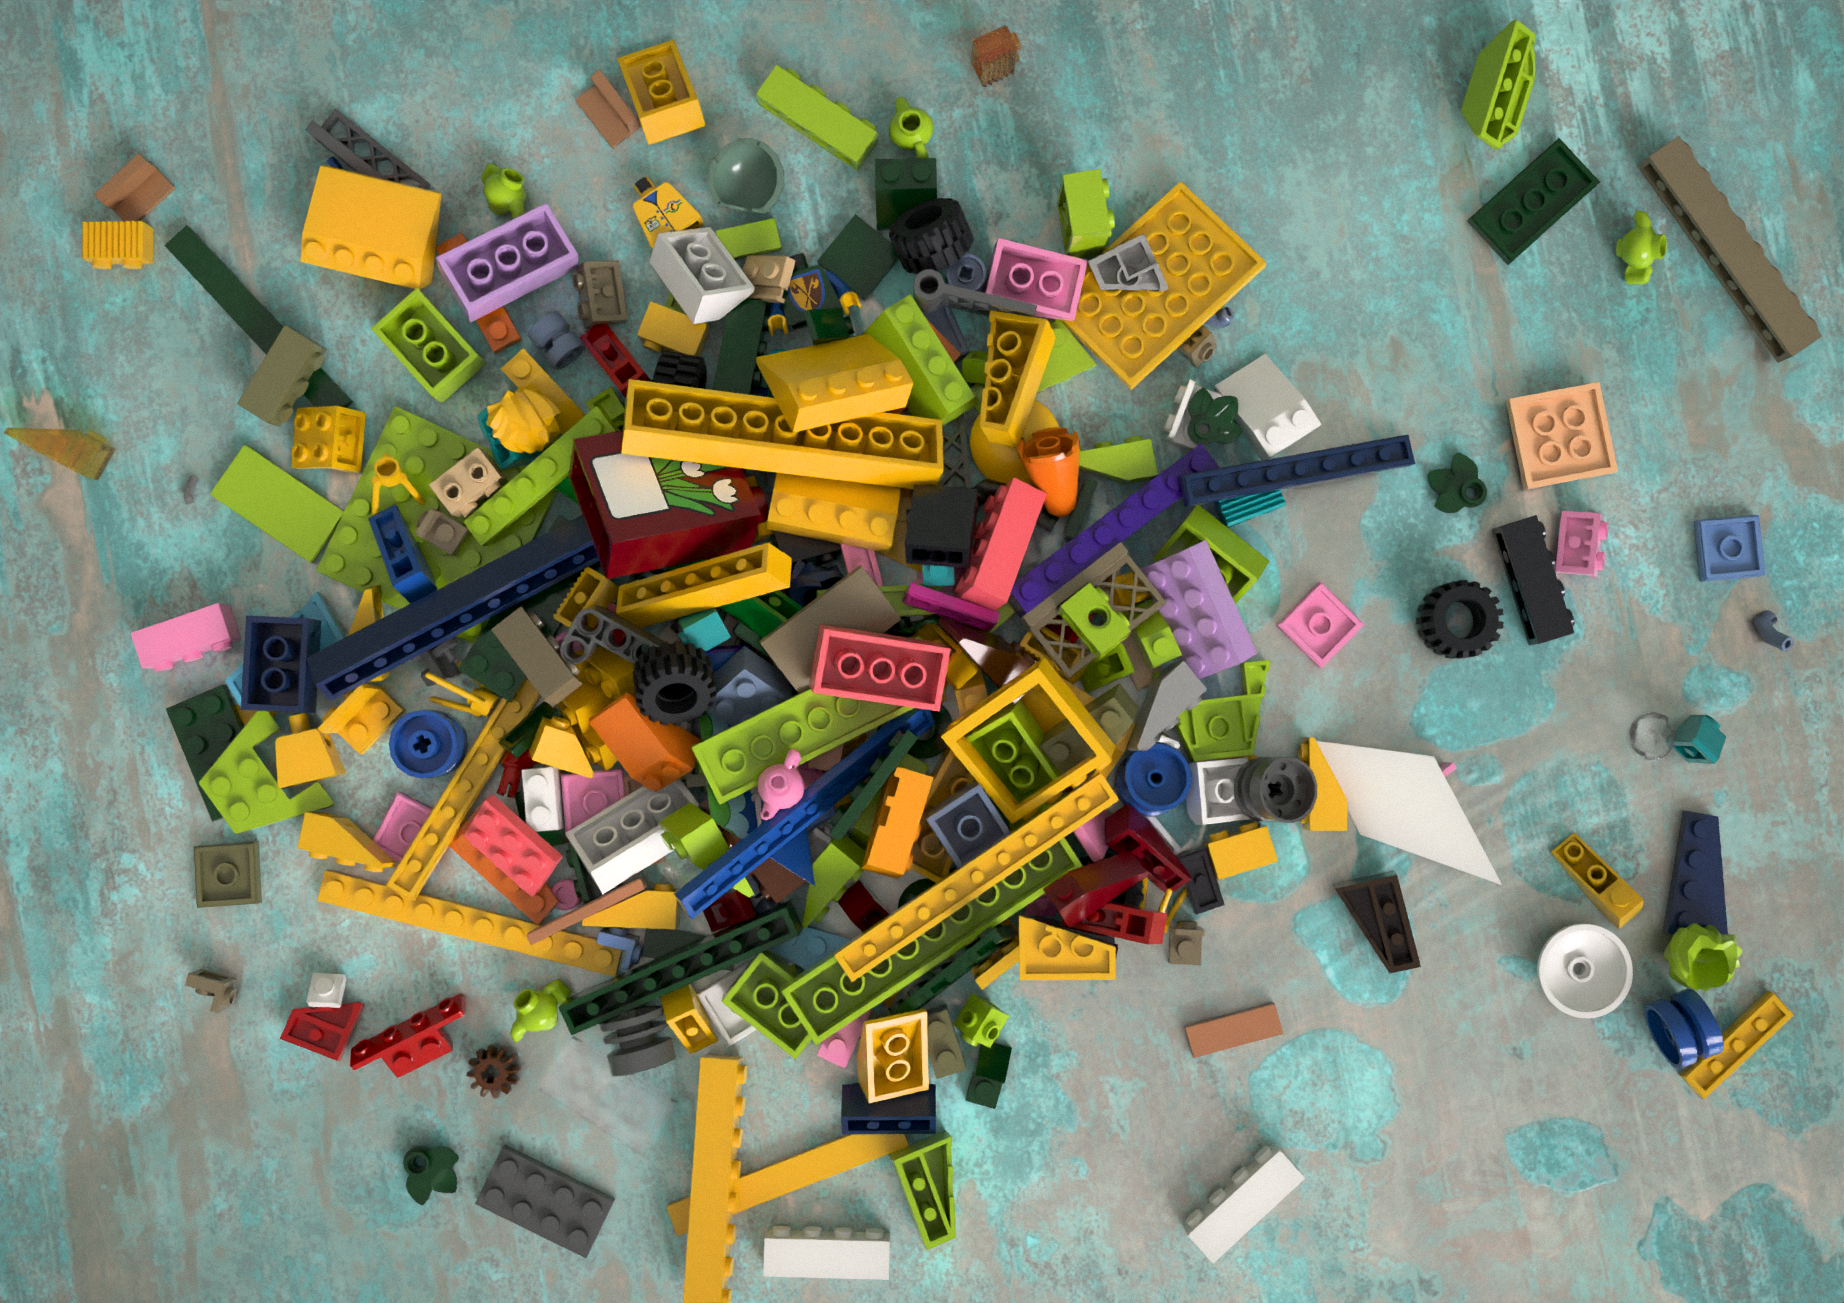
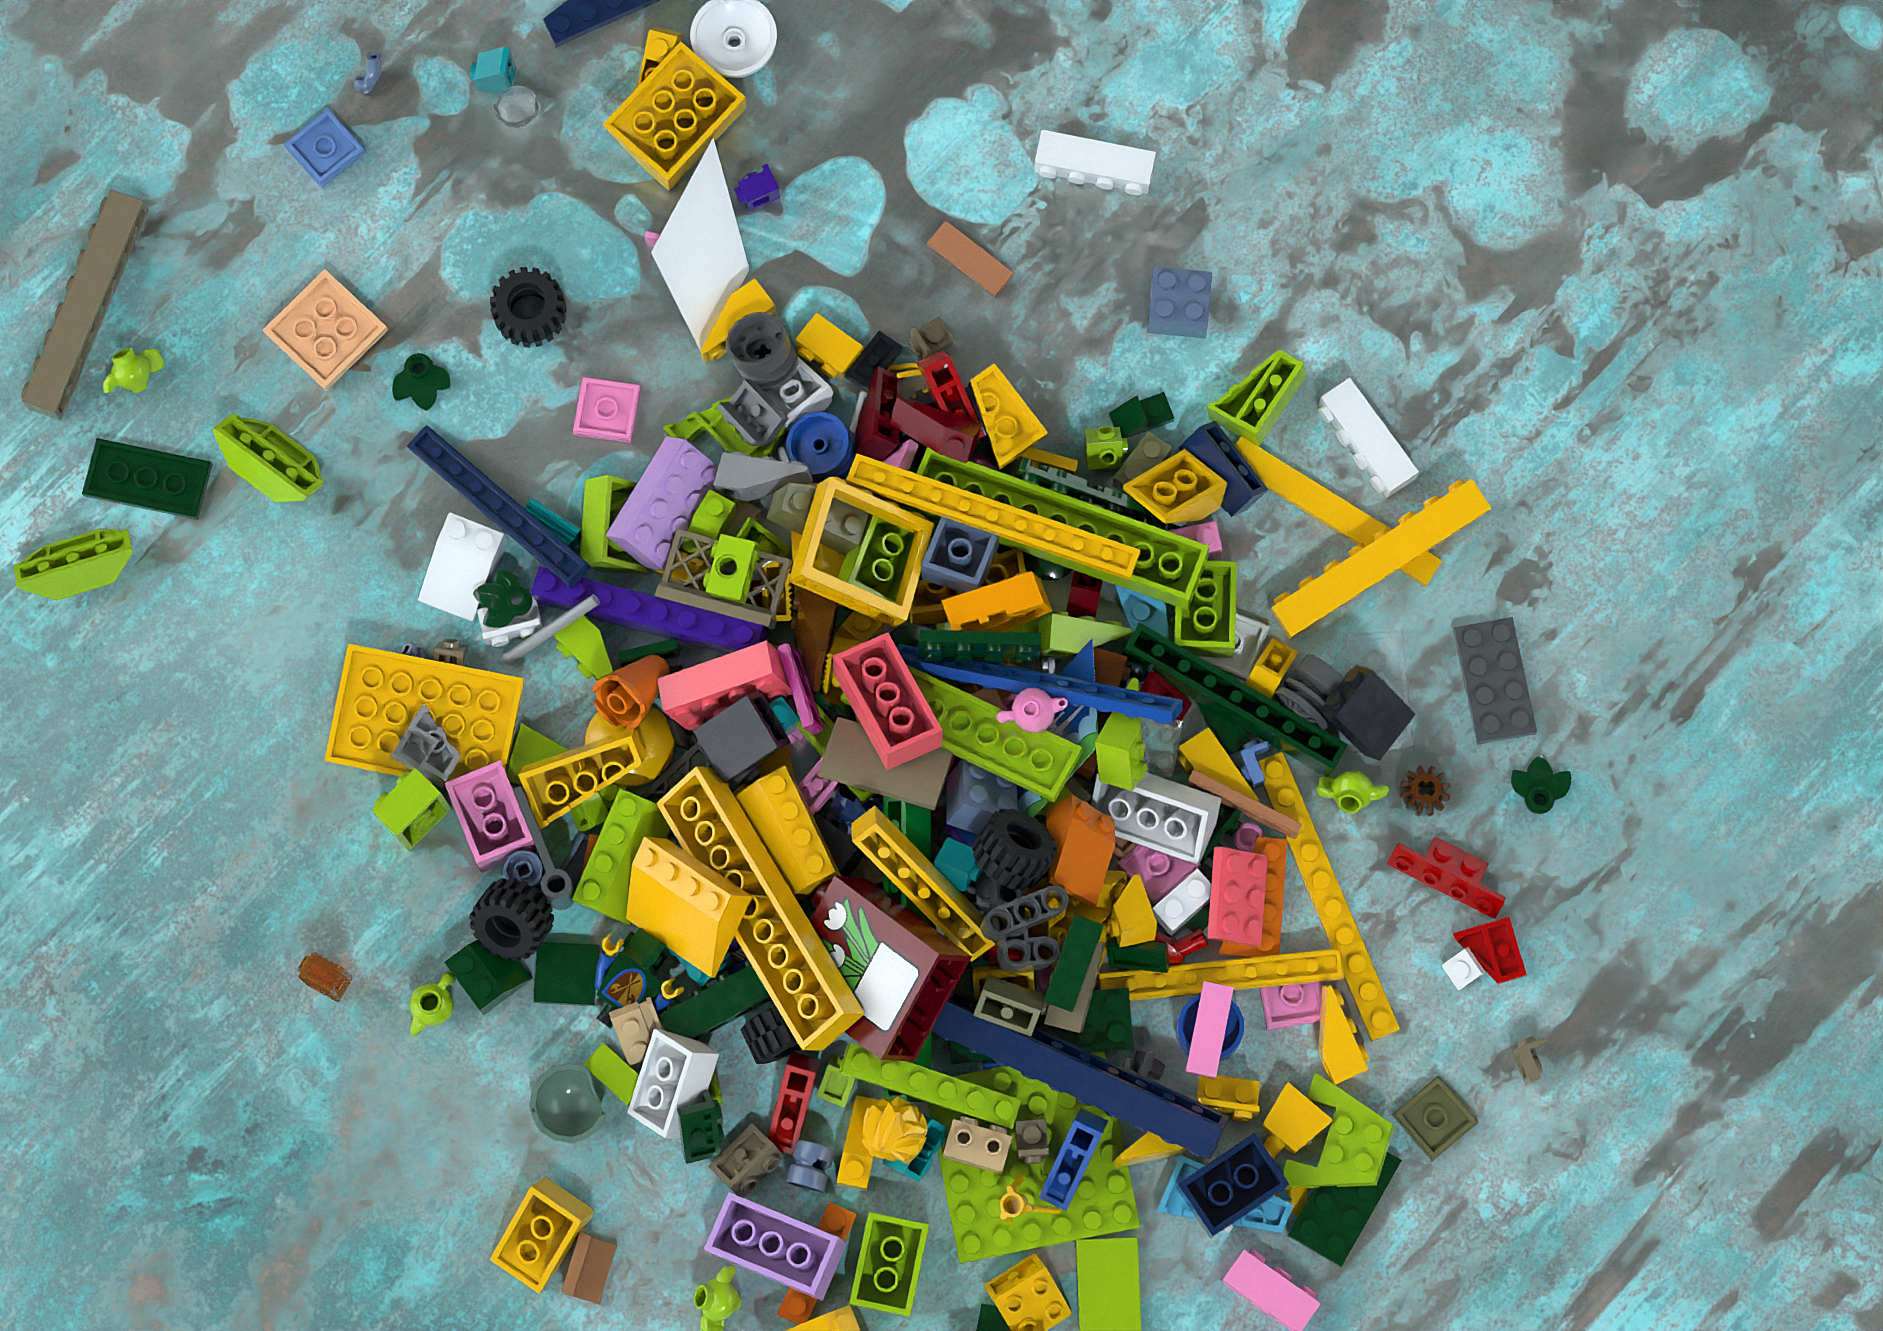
camera: 130 degrees left, 10 degrees down
(416, 739) = (1209, 1029): none -> bright pink tile
(481, 700) = (1146, 1015): yellow plant -> none
(545, 664) = (1073, 963): none -> dark green tile
(555, 587) = (1009, 1005): none -> olive brick
(583, 1073) = (1367, 712): none -> black brick
(602, 662) = (1038, 909): none -> dark grey beam
(645, 269) = (700, 1129): none -> dark green bracket
(663, 210) = (643, 1156): yellow torso -> none
(672, 331) = (736, 1077): yellow brick -> none
(750, 637) = (937, 828): dark green tile -> none
(817, 117) = (473, 1089): lime brick -> none
(1063, 1182) = (1179, 302): none -> sand blue brick
(1157, 437) = (551, 629): none -> light grey bar
(1223, 740) = (753, 414): none -> dark grey bracket
(1383, 918) = (801, 208): dark brown wedge -> none
(1427, 891) = (757, 189): none -> dark purple brick
(1479, 310) = (268, 459): none -> lime wedge
(1533, 580) = (456, 274): black brick -> none
(1546, 867) = (675, 115): none -> yellow slope
(1581, 543) = (402, 258): bright pink bracket -> none

